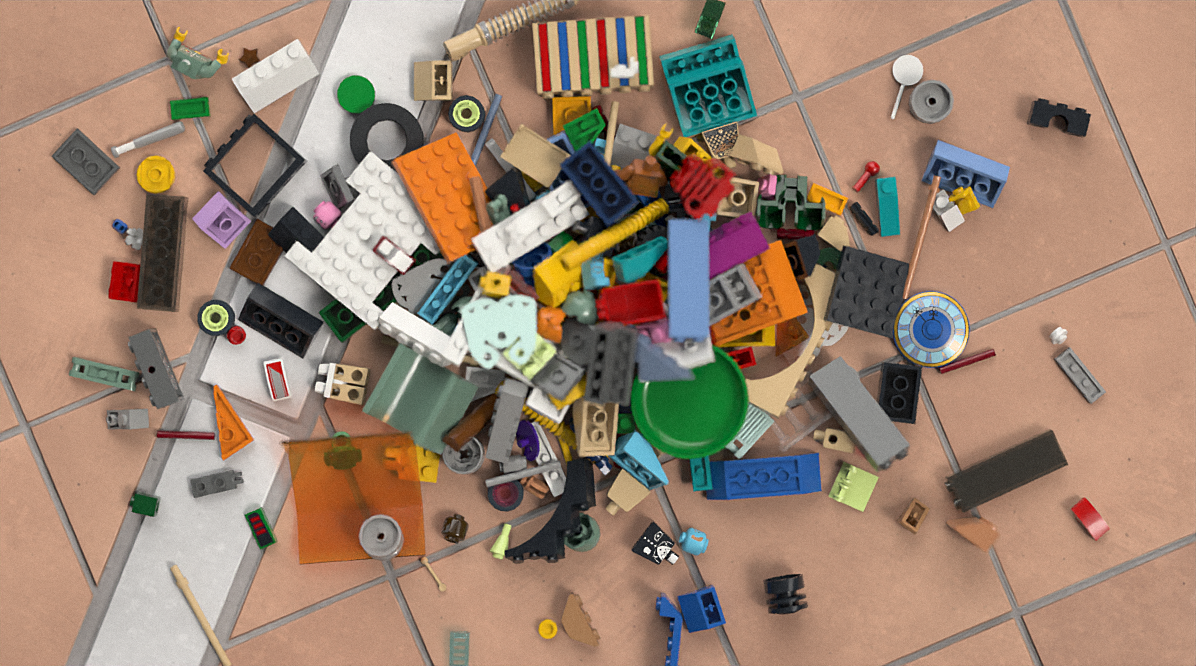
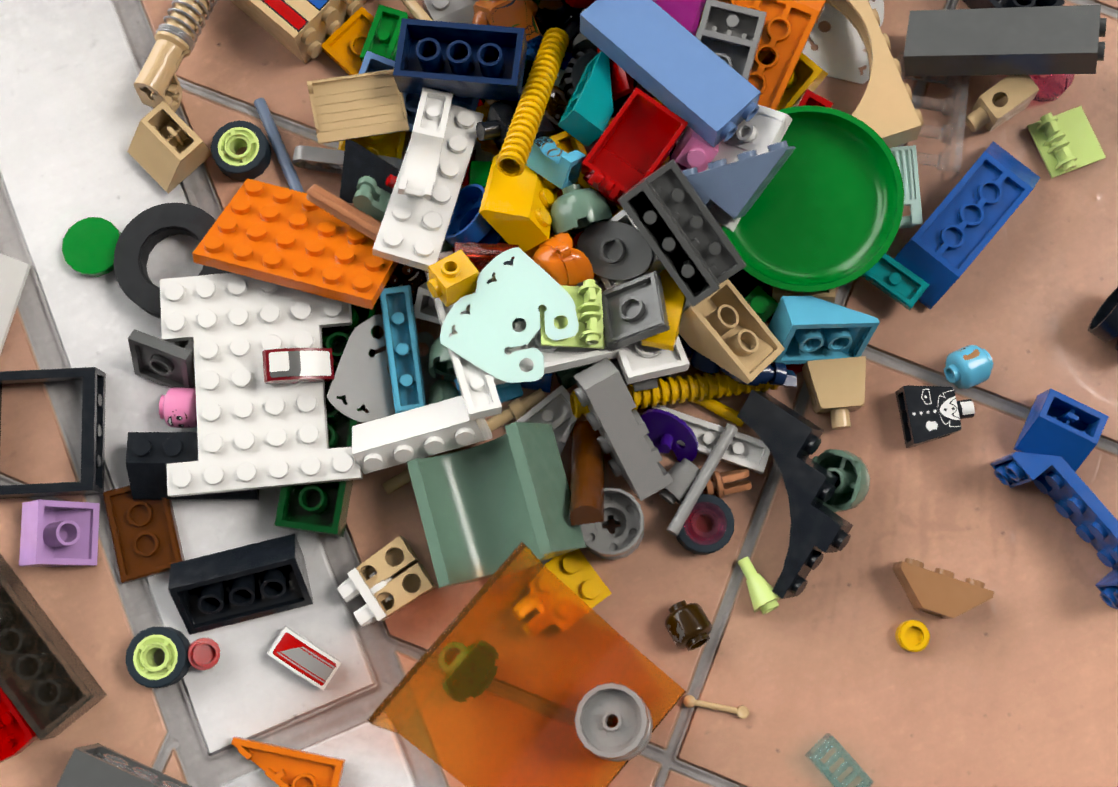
camera: 45 degrees left, 10 degrees down
(789, 335) = (831, 47): clear orange slope -> none

